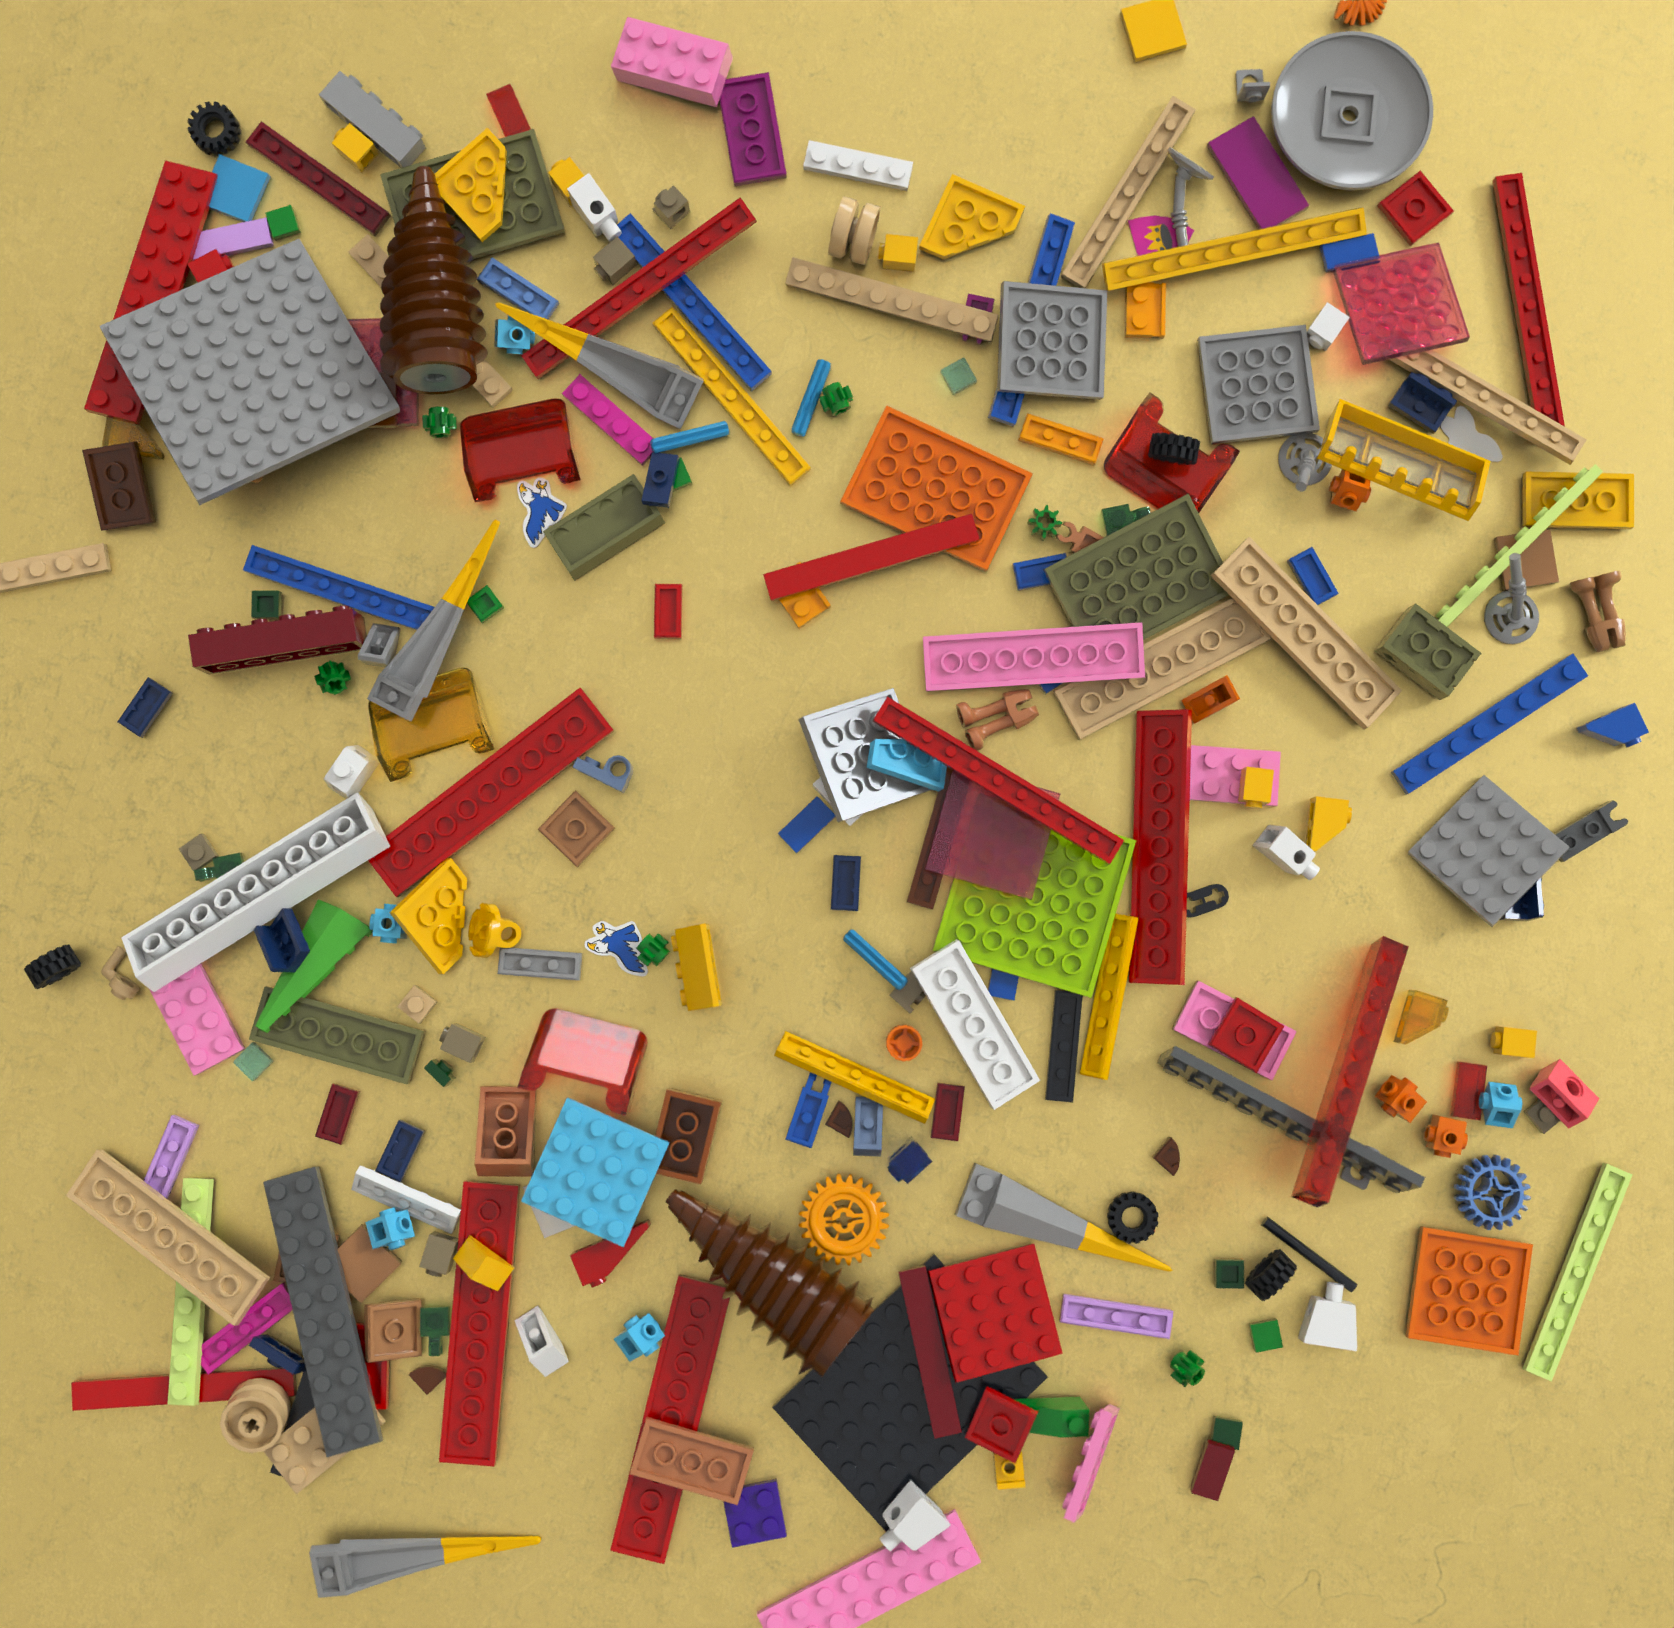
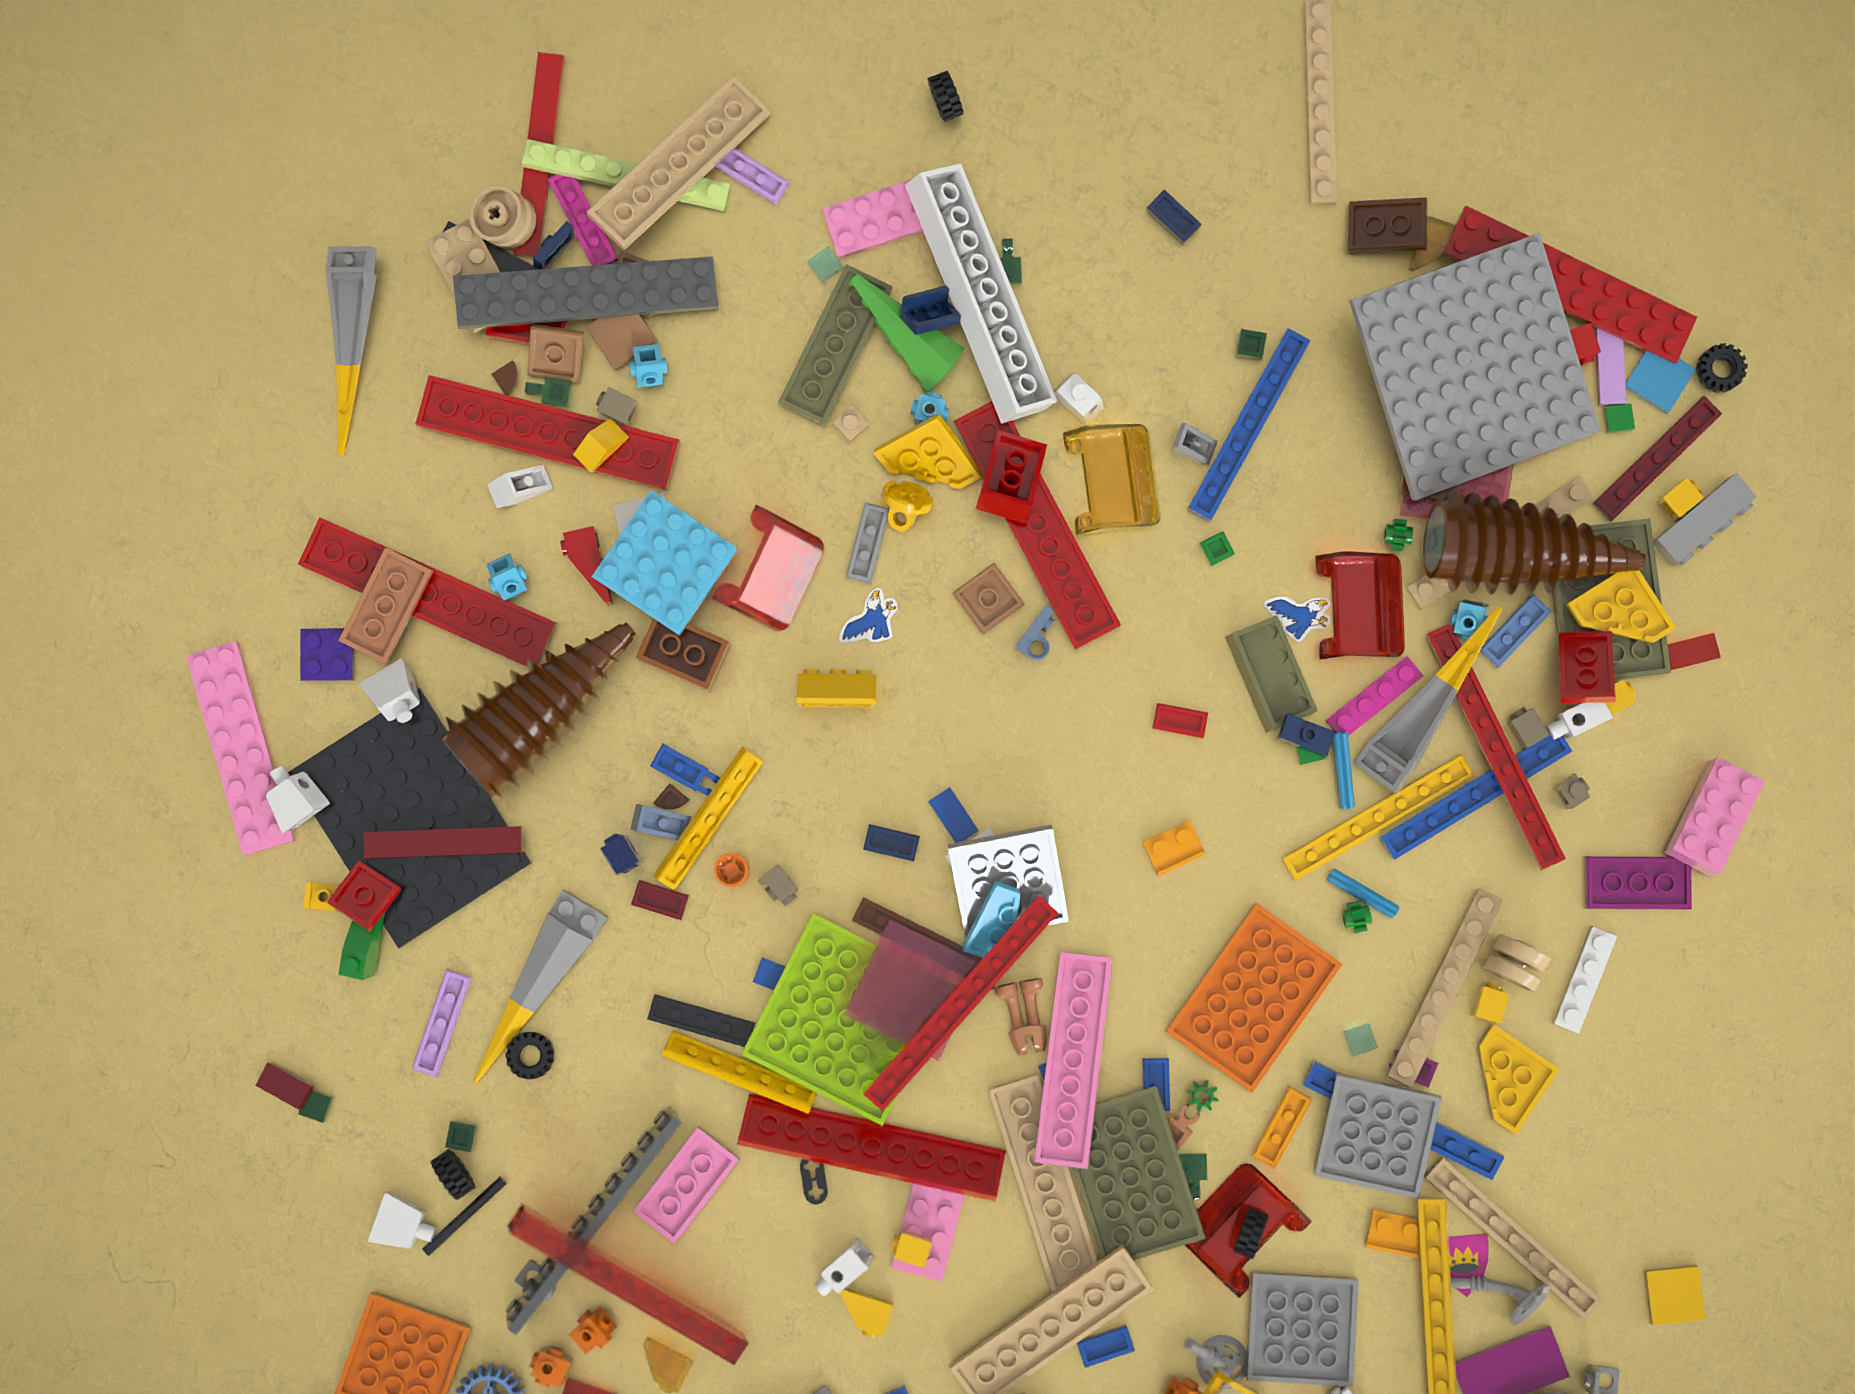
camera: 100 degrees right, 0 degrees up
(121, 986) = (917, 154): tan plate -> none
(198, 852) = (1029, 244): dark tan plate -> none
(277, 641) = (1212, 350): dark red brick -> none
(332, 677) = (1170, 395): green gear -> none
(337, 1113) = (762, 333): dark red tile -> none
(400, 1150) = (718, 385): dark blue plate -> none
(401, 1197) = (674, 381): white plate -> none
(415, 666) = (1167, 475): light grey plate -> none
(440, 1071) = (783, 435): dark green plate -> none
(444, 825) = (1011, 476): none -> red slope
(461, 1042) = (807, 458): dark tan brick -> none
(505, 1132) = (717, 485): nougat slope -> none
(542, 207) = (1586, 667): none -> red plate
(652, 949) = (861, 650): green gear -> none
(781, 1435) = (393, 691): none -> white torso
(870, 1214) = (578, 810): light orange gear -> none
(871, 557) = (1196, 923): red tile -> none
(875, 959) = (813, 857): dark azure axle -> none
(975, 1024) = (736, 940): white plate -> none
(994, 1312) = (467, 909): red plate -> none
(1086, 1473) = (321, 977): bright pink plate -> none
(1168, 1156) = (580, 1100): reddish brown tile -> none
(1187, 1368) = (381, 1080): green gear -> none
(1211, 699) = (1003, 1222): orange slope -> none
(1246, 1035) = (679, 1194): red tile -> none
(1265, 1335) = (397, 1160): green tile -> none

